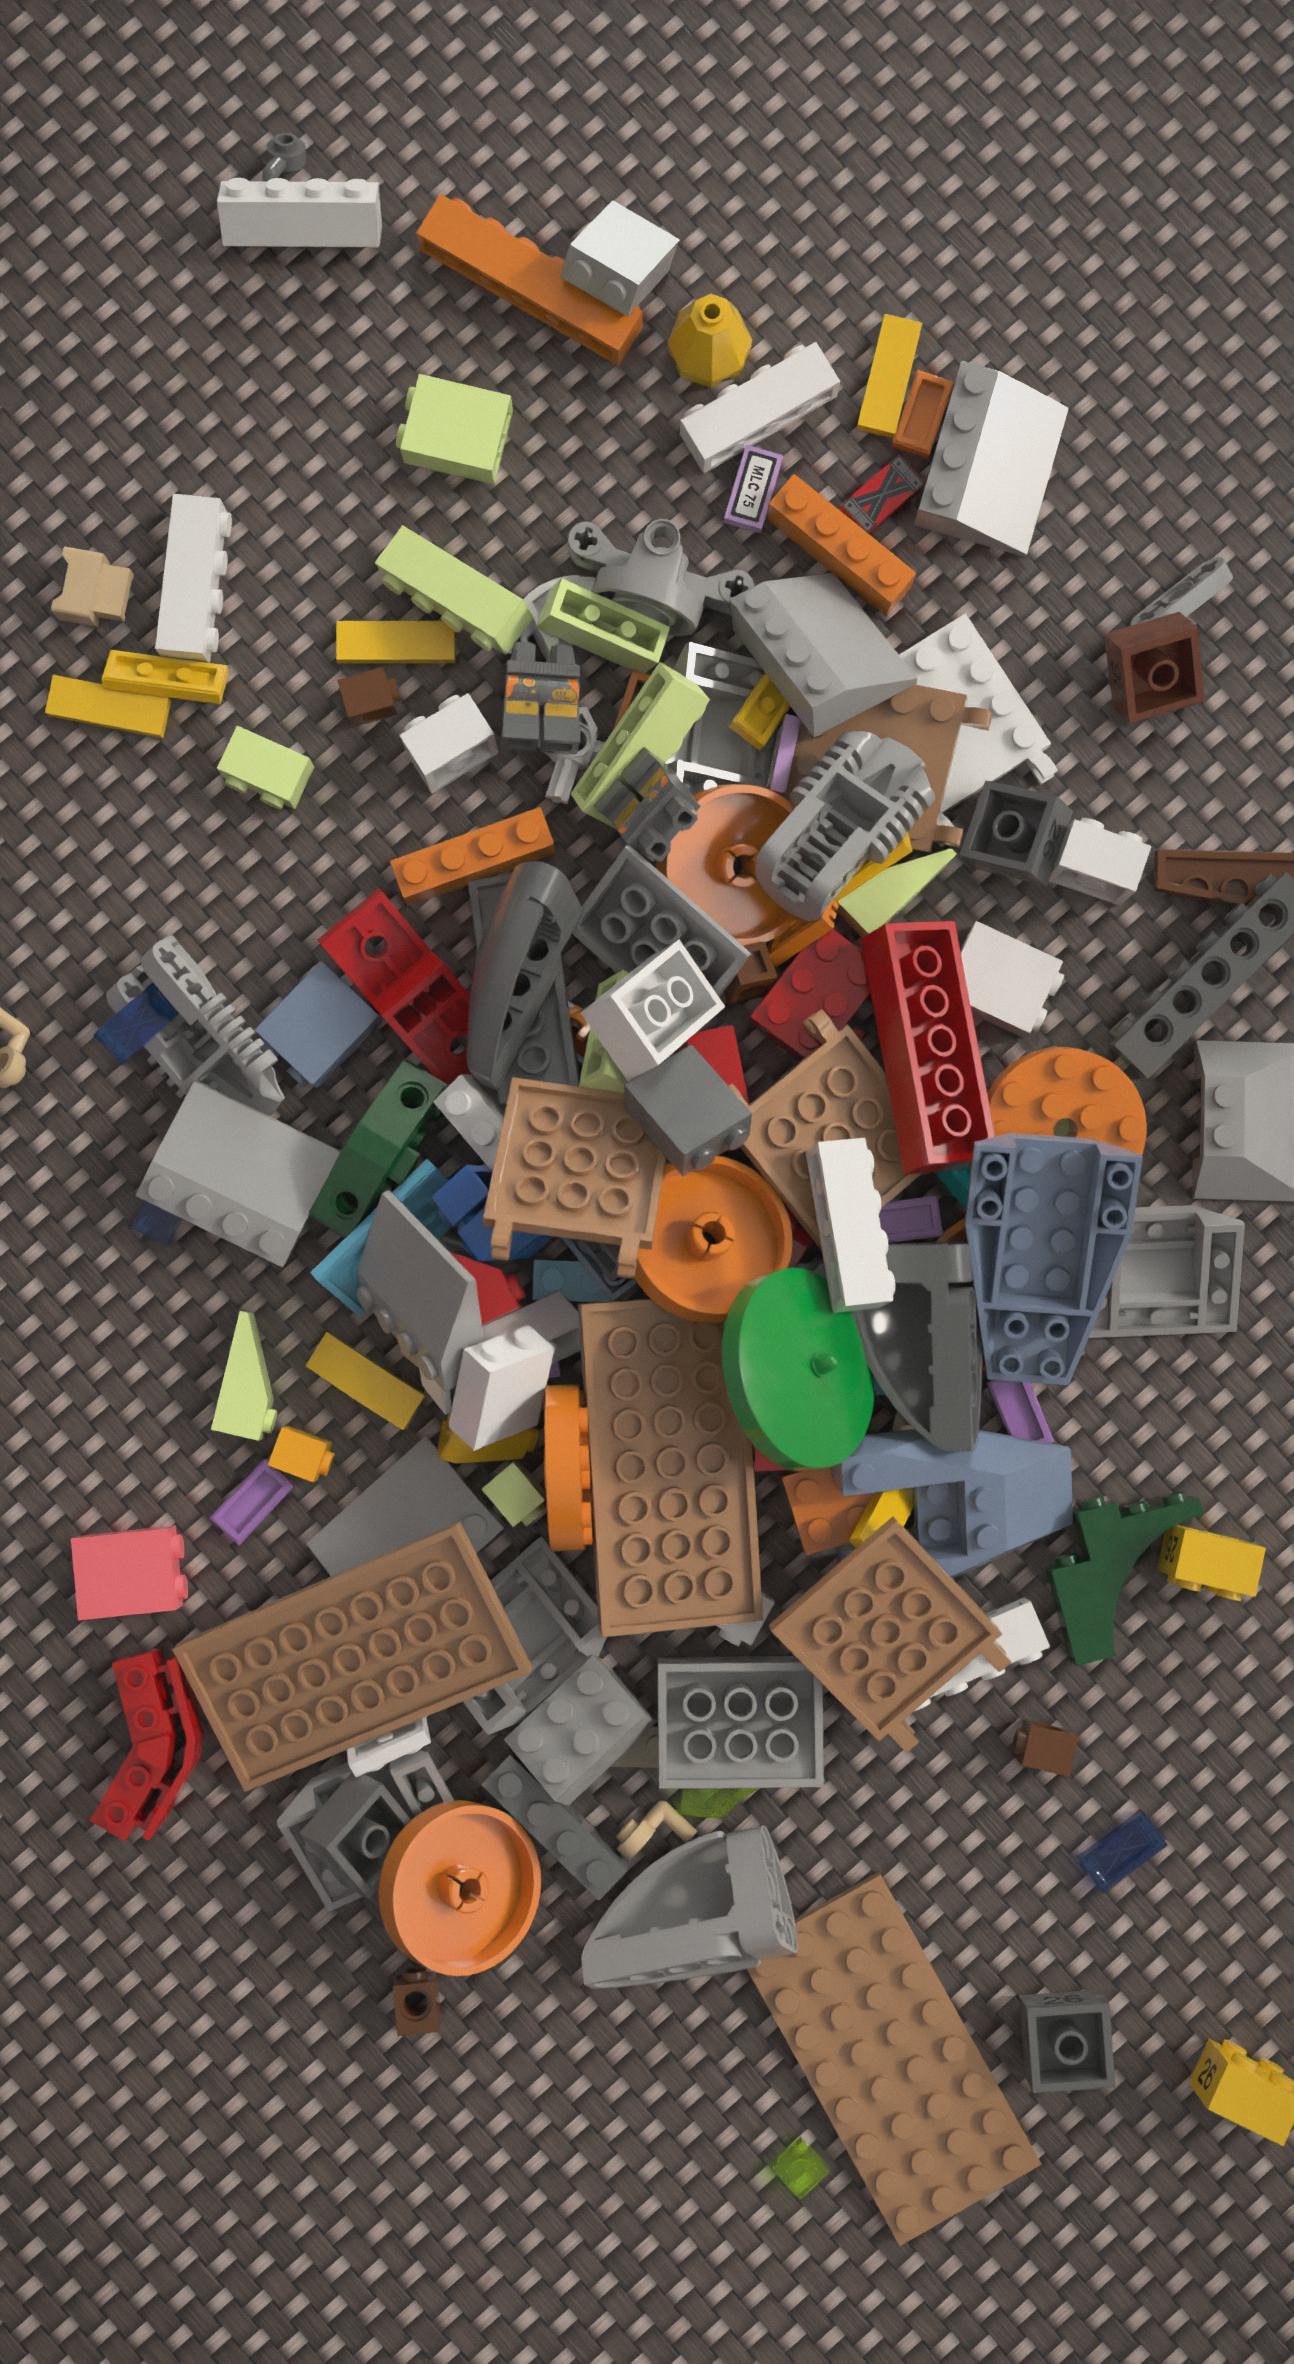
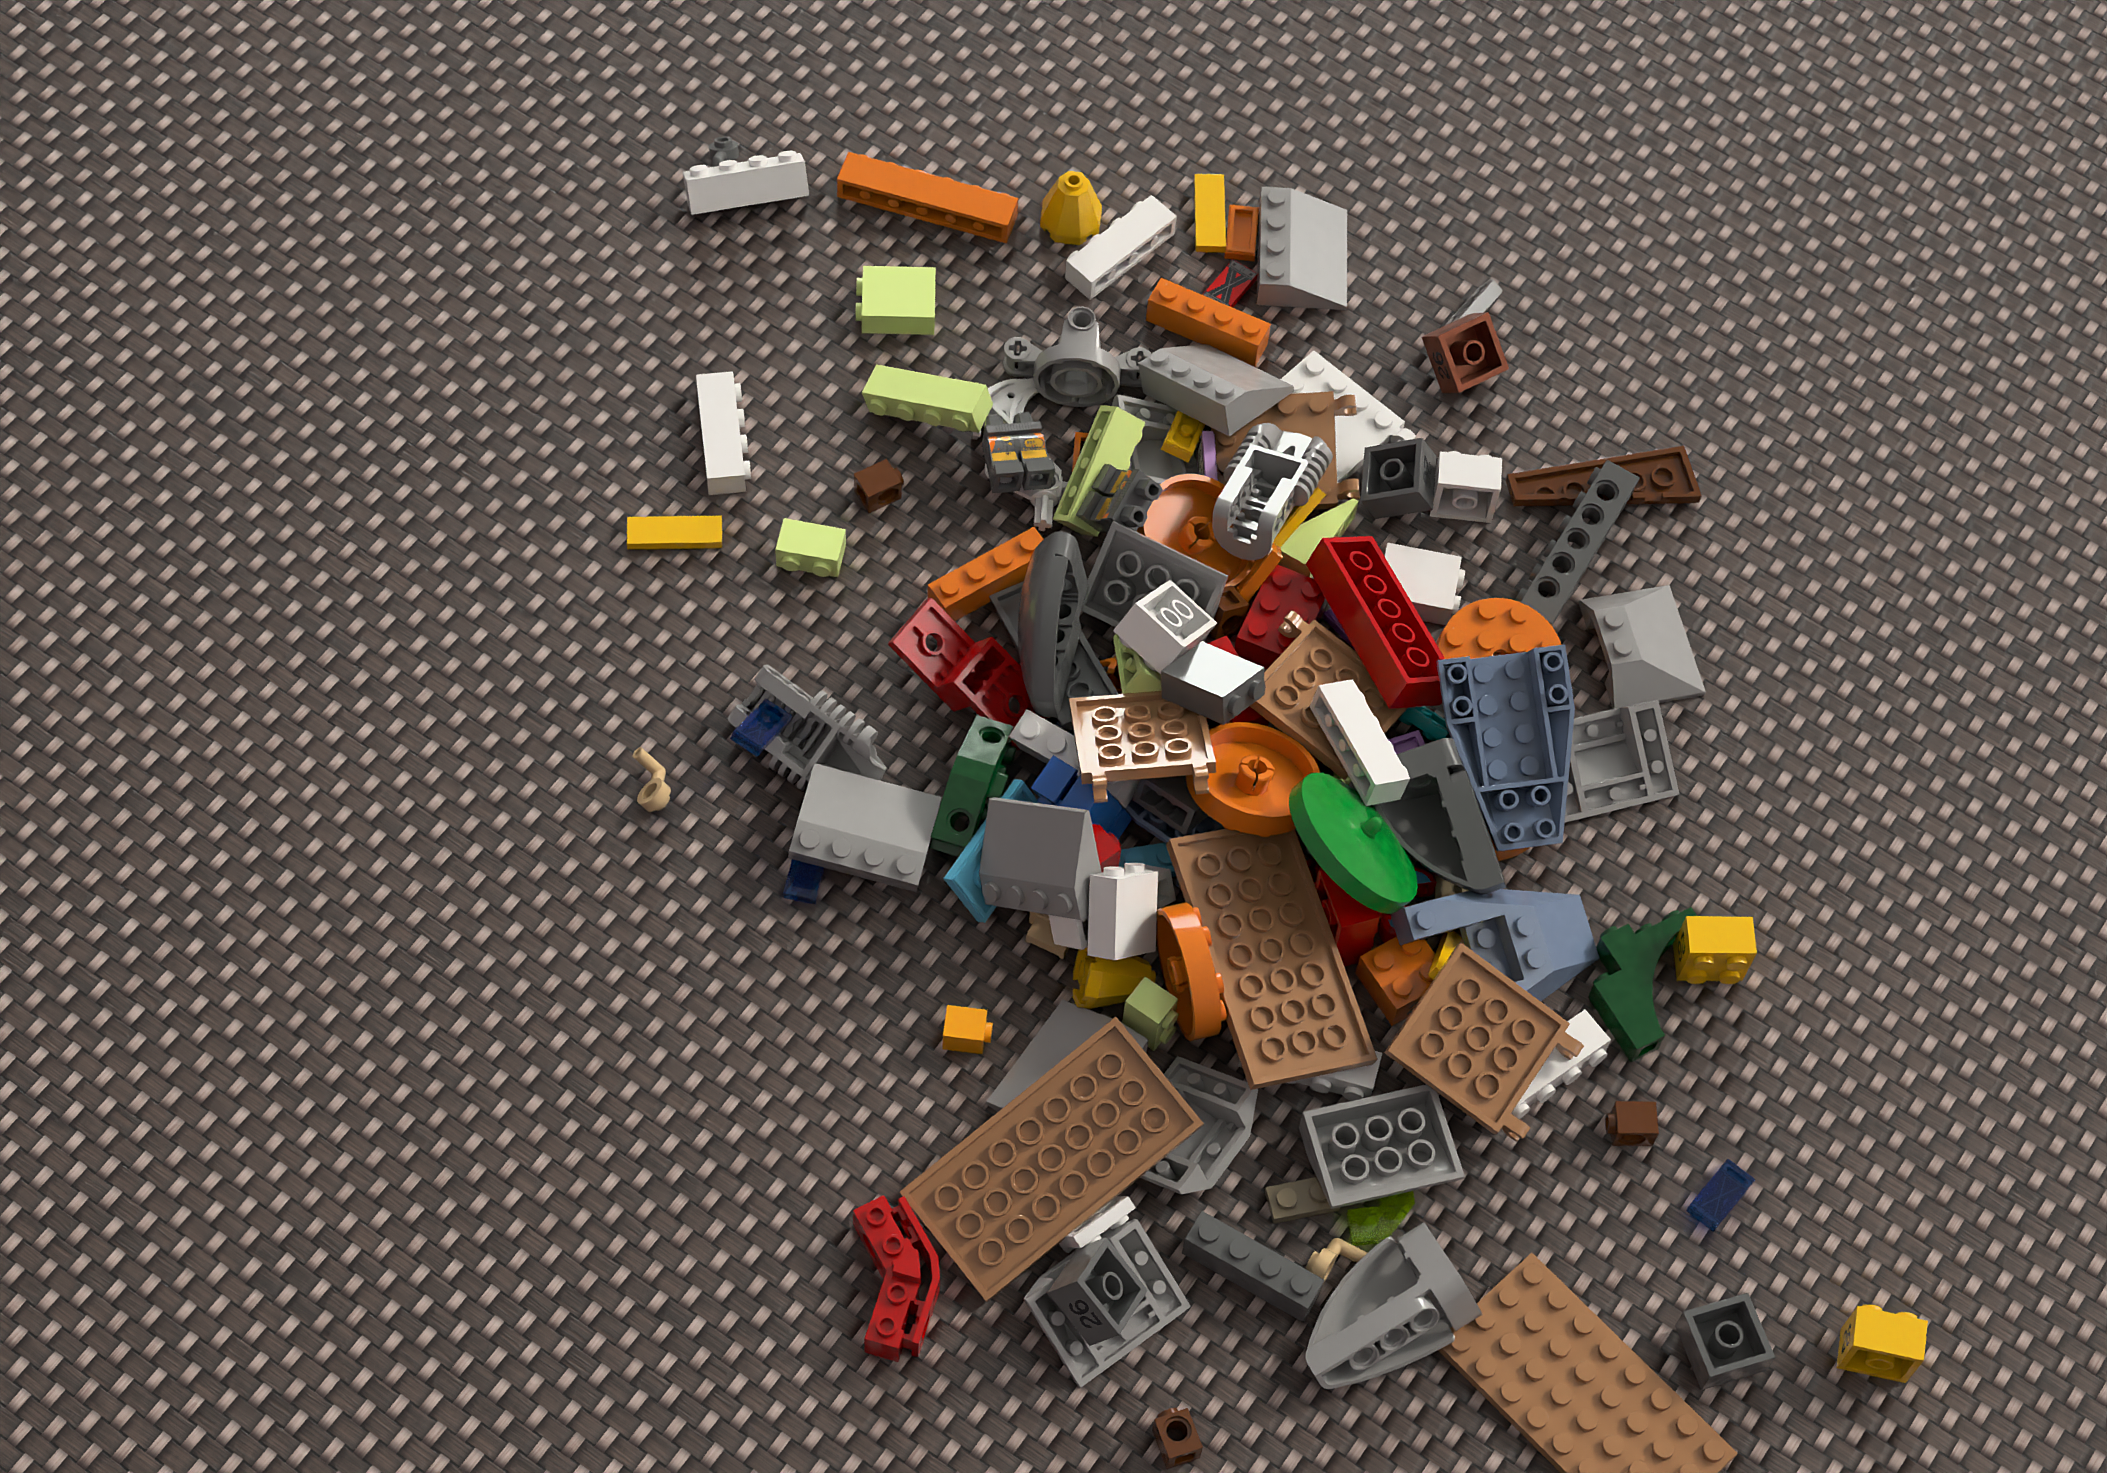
camera: 15 degrees left, 25 degrees down
(92, 589) = (644, 453): tan piece -> none
(128, 1572) = (846, 1149): coral brick -> none
(165, 676) = (715, 502): yellow tile -> none
(246, 1392) = (909, 990): yellowish green slope -> none
(252, 1502) = (933, 1079): medium lavender tile -> none
(317, 1026) = (903, 714): sand blue brick -> none
(366, 1381) = (1005, 964): yellow slope -> none
(394, 642) = (894, 446): yellow tile -> none
(423, 1902) = (1190, 1319): orange piece -> none
(449, 742) = (951, 499): white brick -> none
(580, 1730) = (1255, 1181): light grey brick -> none
(602, 626) = (1047, 400): yellowish green brick -> none
(619, 258) = (992, 168): brick -> none
(753, 489) = (1131, 301): tile -> none
(1019, 1410) = (1525, 875): medium lavender tile -> none

